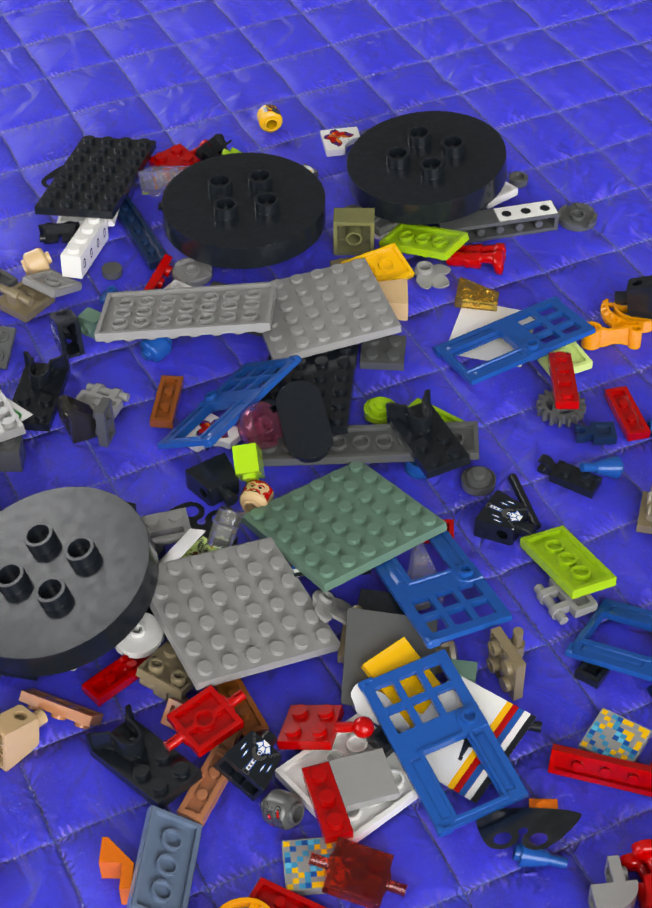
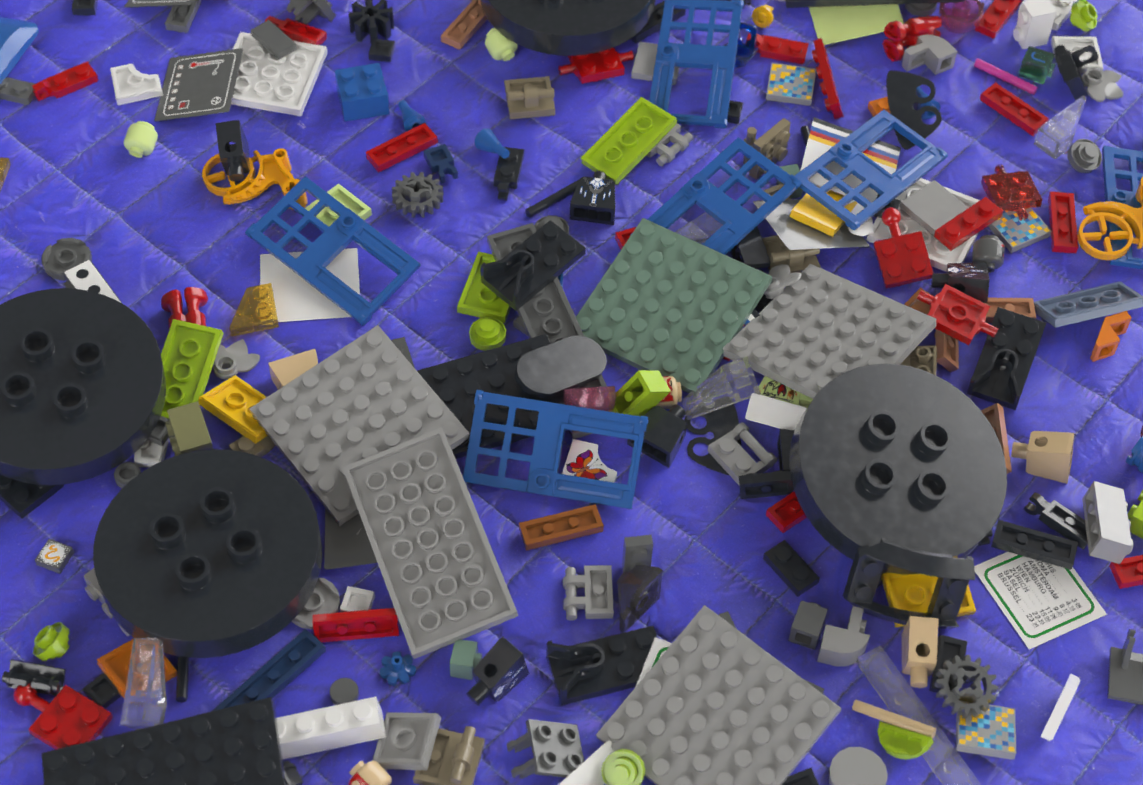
camera: 115 degrees left, 10 degrees up
(563, 380) = (392, 188): red plate -> none

